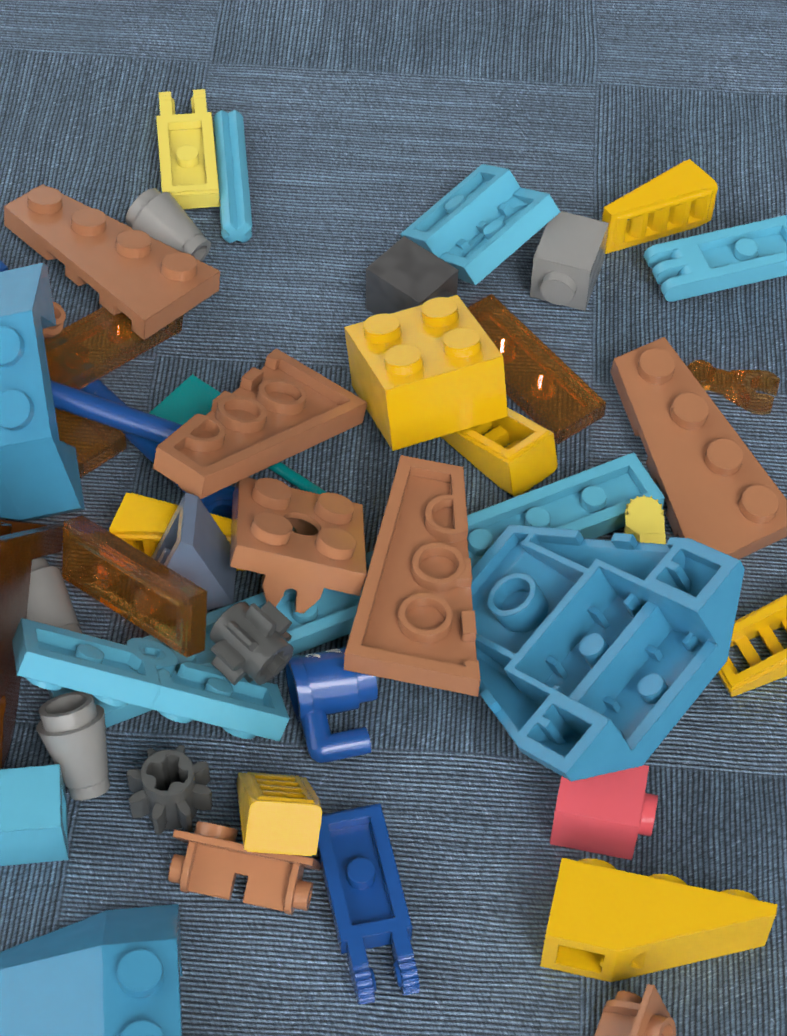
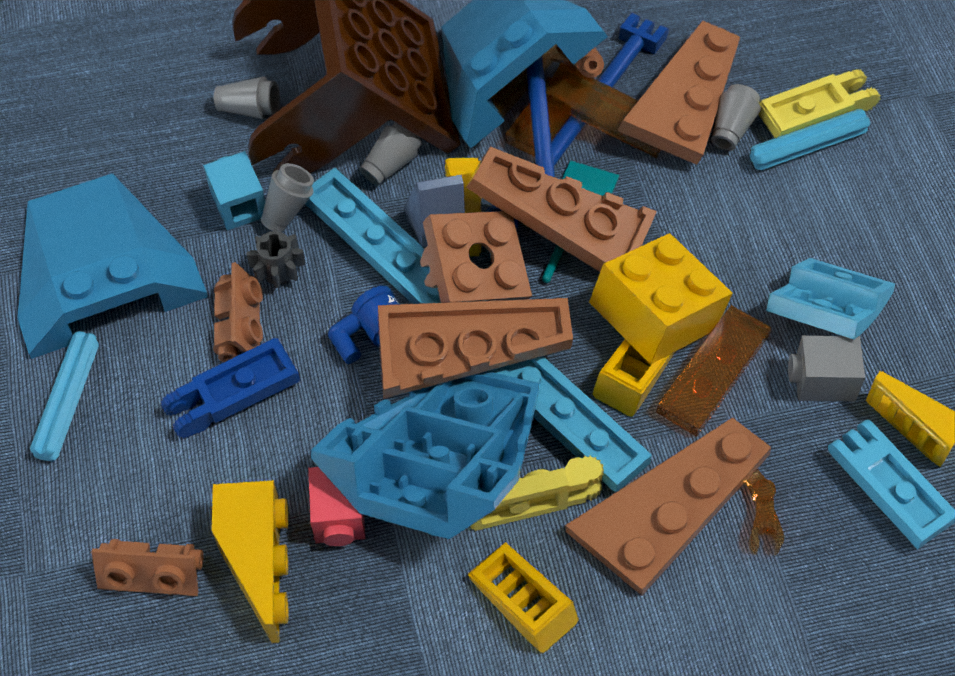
camera: 75 degrees right, 5 degrees up
(135, 585) = (400, 191): clear orange tile -> none
(145, 677) = (330, 211): medium azure hinge -> none
(251, 643) = (378, 257): dark grey gear -> none
(278, 814) = (246, 323): yellow slope -> none
(407, 278) = (749, 272): flat silver brick -> none

